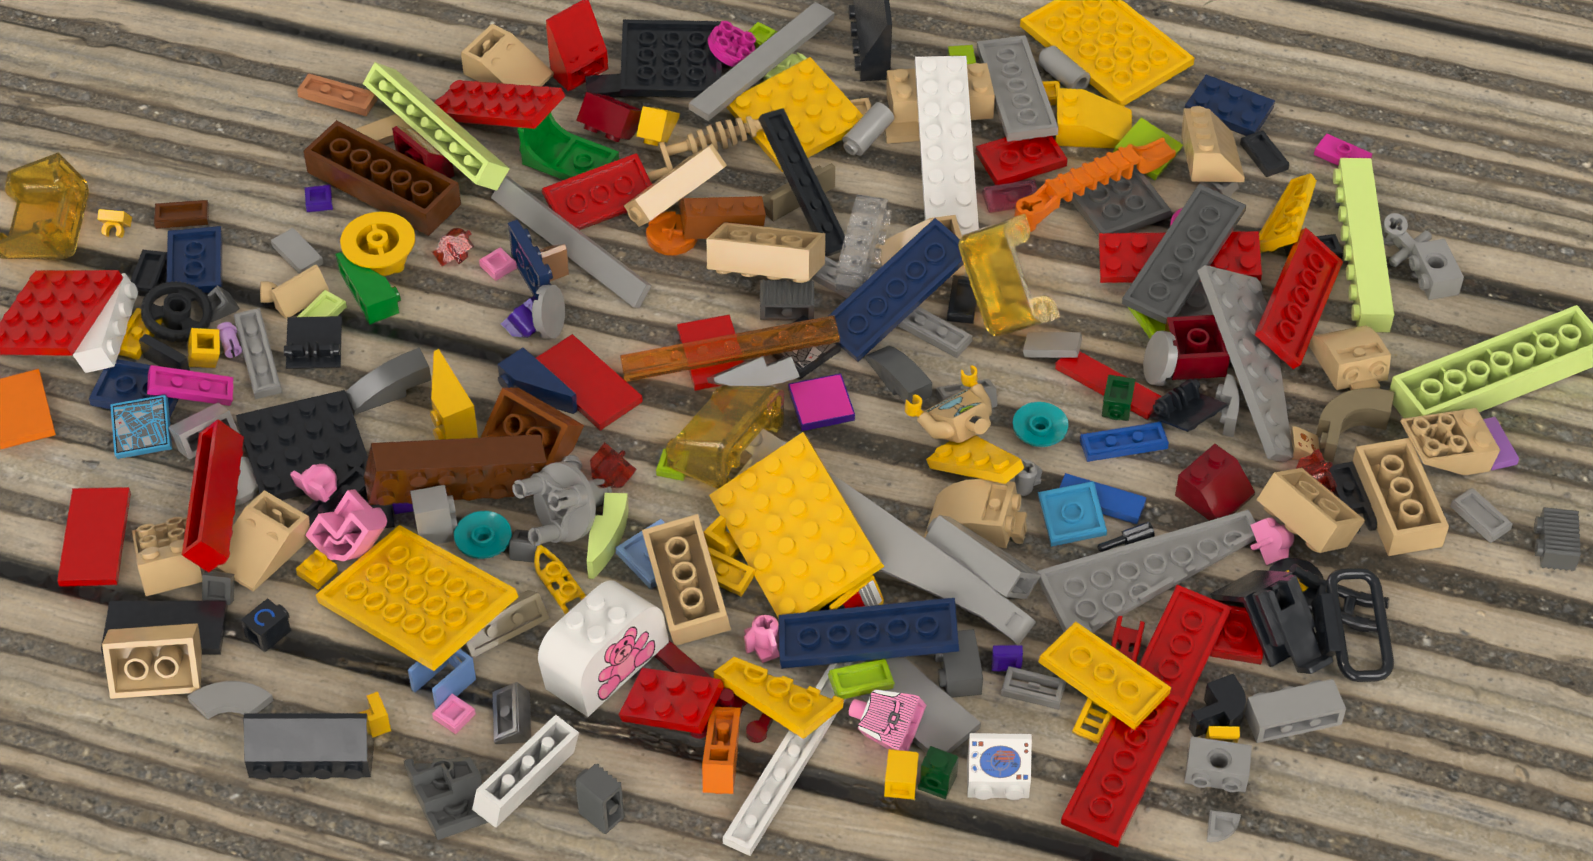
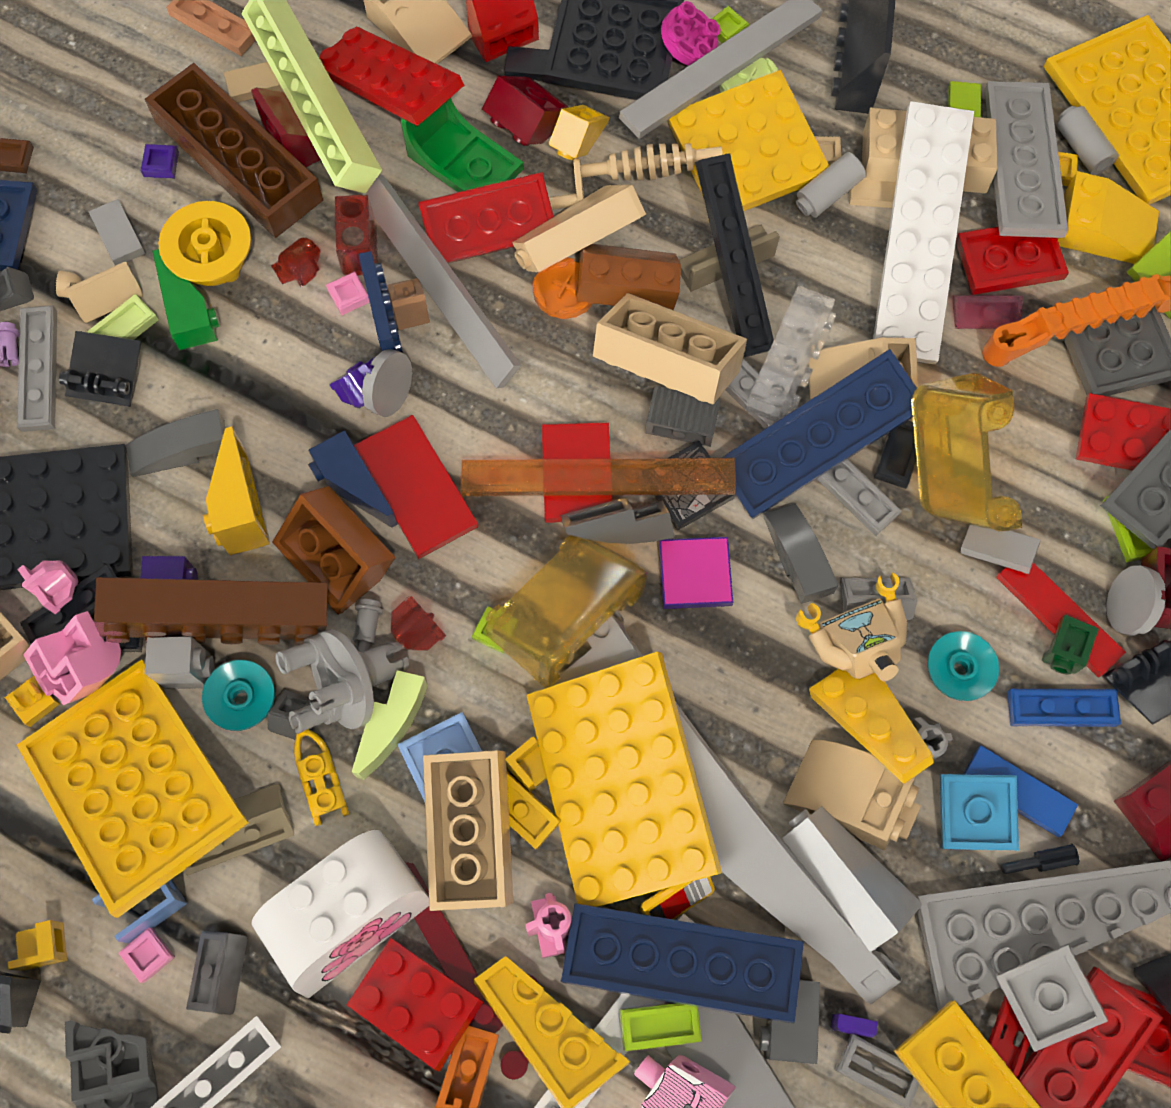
camera: 10 degrees right, 20 degrees up
(496, 234) = (349, 212): none -> clear red piece
(1146, 605) = (1052, 998): none -> light grey tile

